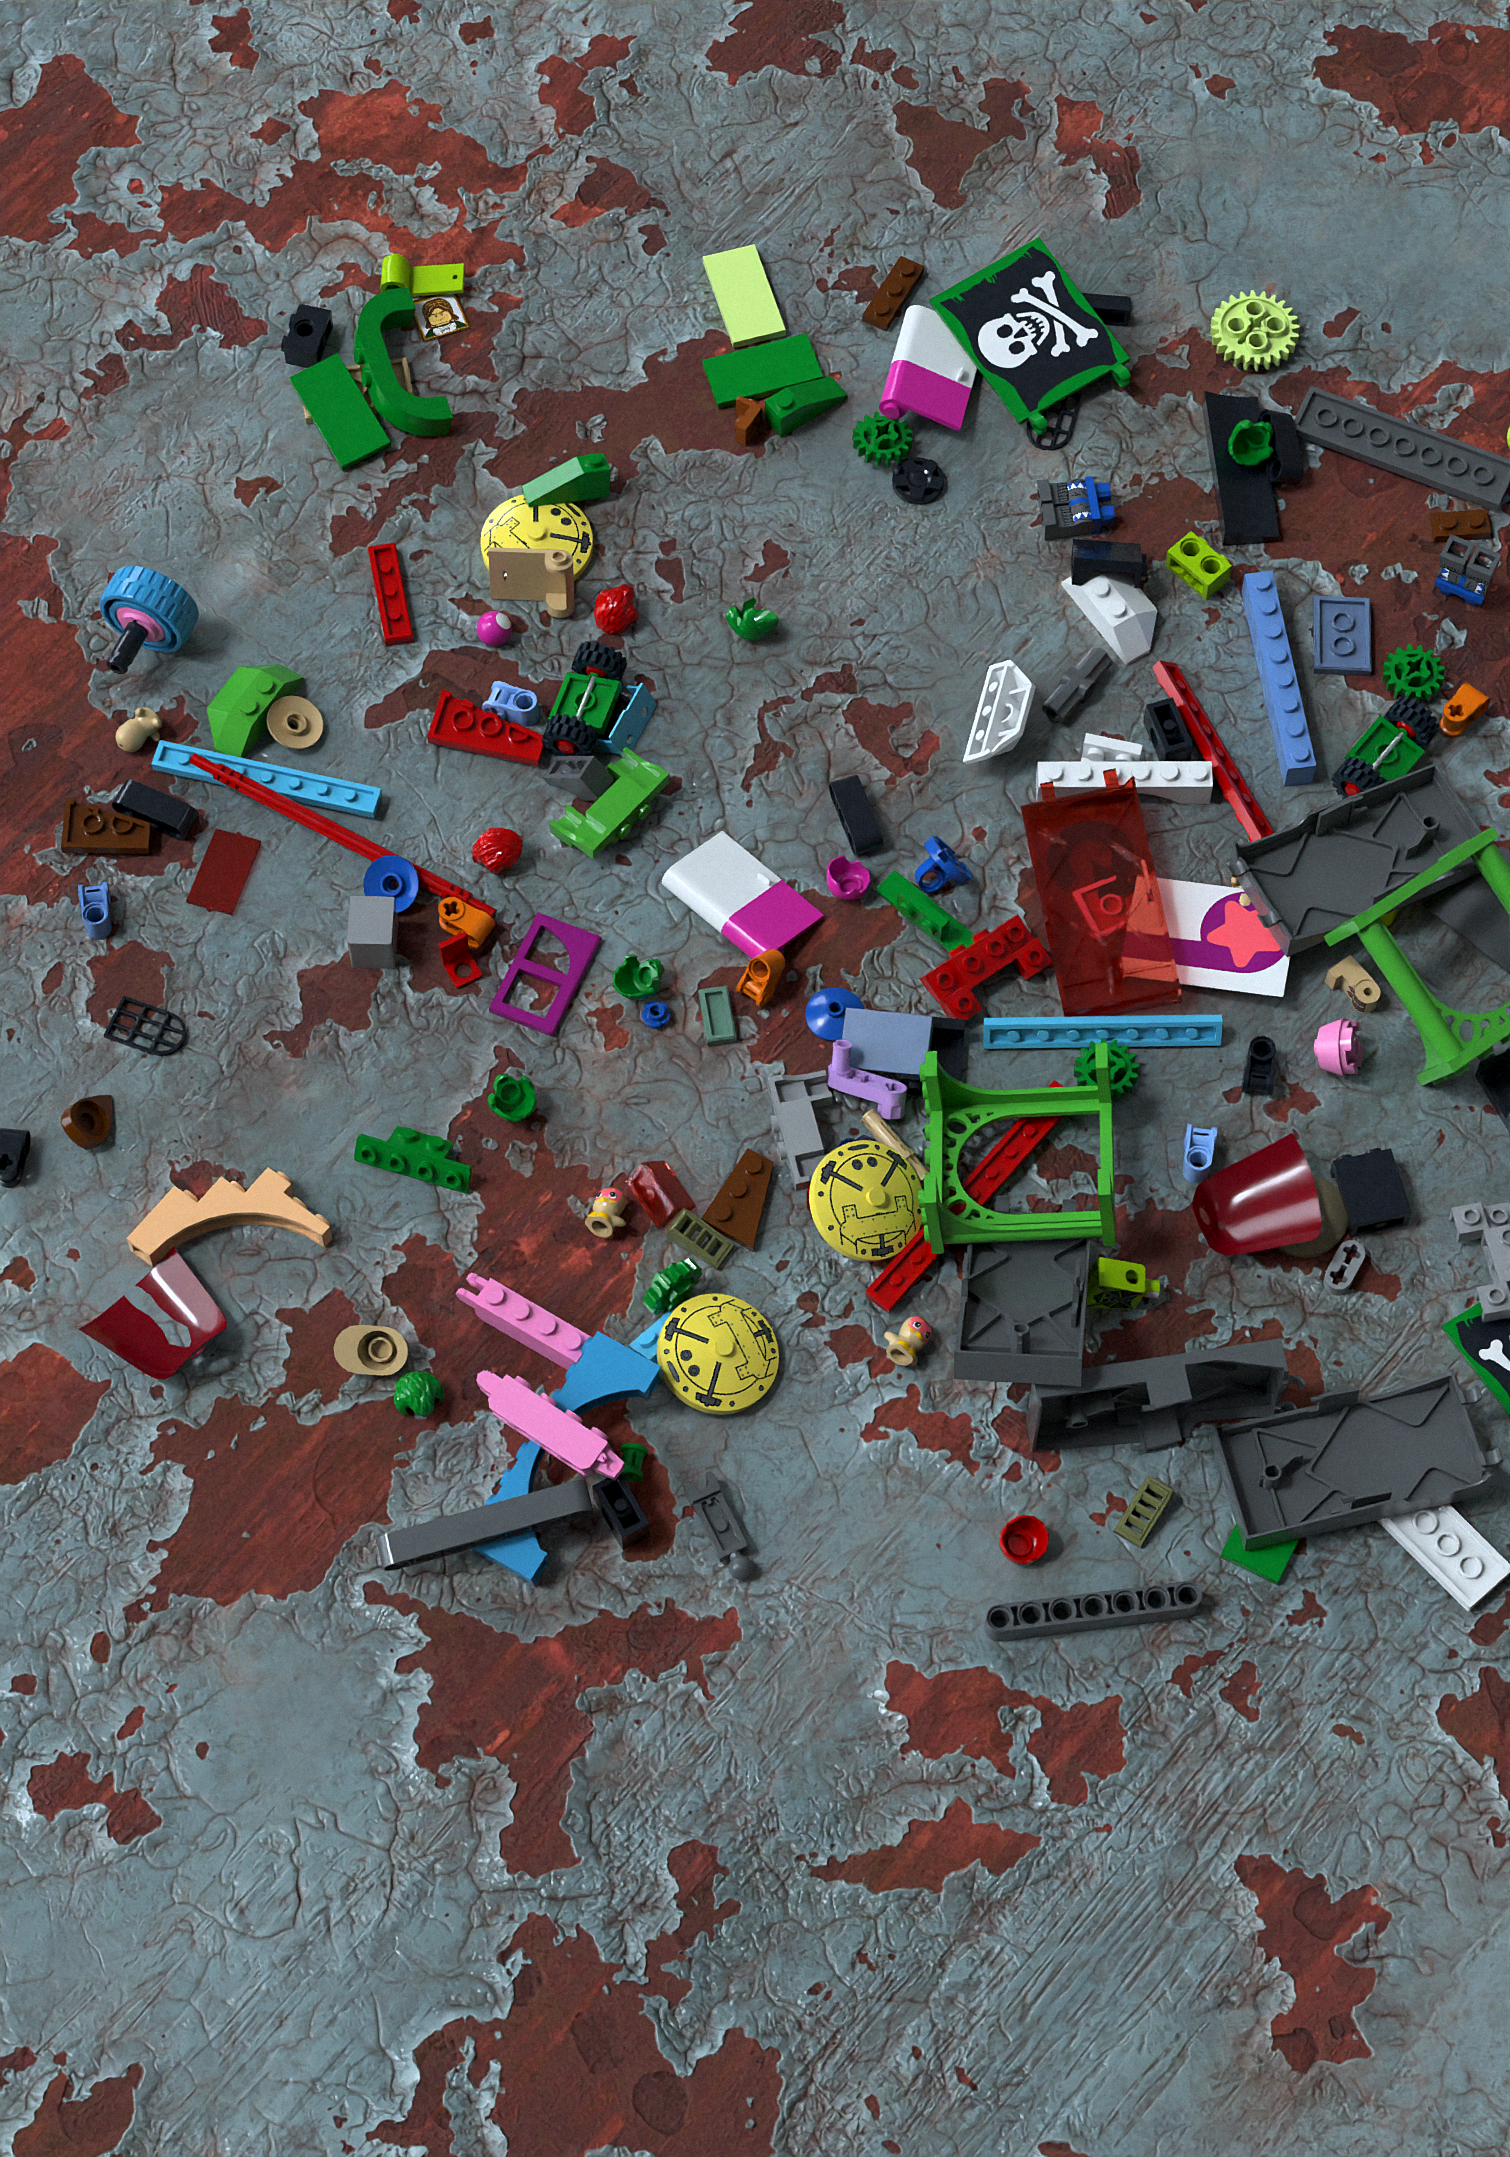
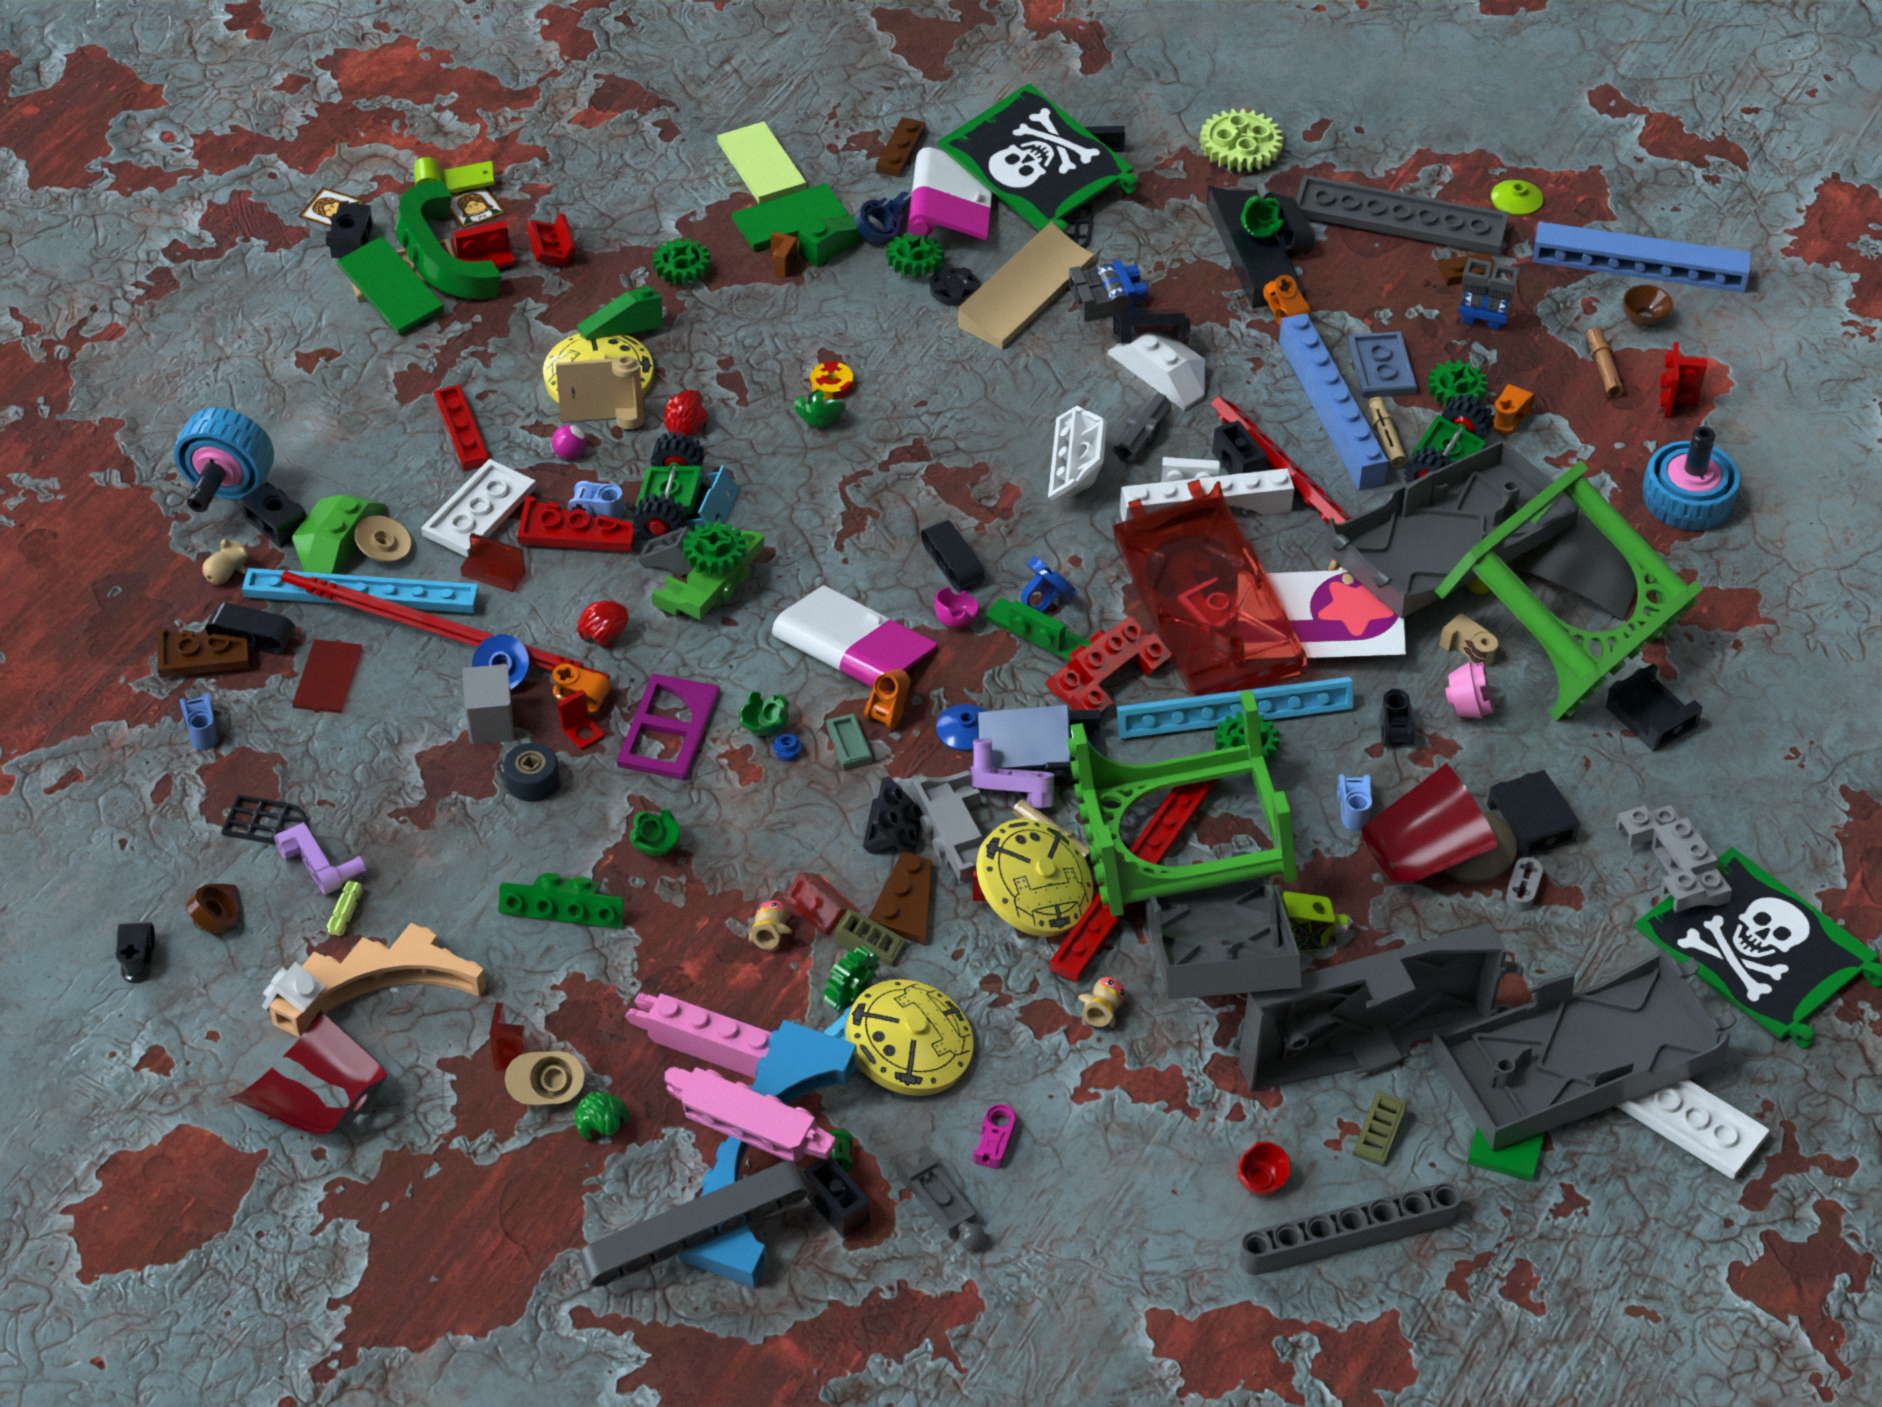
camera: 10 degrees left, 15 degrees down
(151, 1224) = (295, 986): none -> white bracket
(172, 1058) = (328, 878): none -> lavender beam
(179, 669) = (273, 513): none -> black brick
(210, 1136) = (344, 908): none -> yellowish green axle
(288, 294) = (325, 204): none -> sticker
(338, 1310) = (506, 1040): none -> clear red panel
(394, 696) = (478, 507): none -> white plate
(400, 765) = (494, 563): none -> clear red panel
(404, 1022) = (531, 771): none -> black wheel
(440, 375) = (484, 244): none -> red bracket
(511, 375) = (552, 242): none -> red bracket
(617, 788) = (714, 548): none -> green gear
(640, 417) = (681, 261): none -> green gear
(743, 1115) = (892, 820): none -> black bracket
(768, 594) = (832, 379): none -> yellow piece
(780, 1468) = (994, 1138): none -> dark pink piece
(860, 383) = (885, 214): none -> dark blue pin
(989, 492) = (1022, 287): none -> tan arch
(1194, 568) = (1234, 322): lime brick -> none
(1258, 553) = (1286, 301): none -> orange piece
(1326, 712) = (1378, 411): none -> tan pin

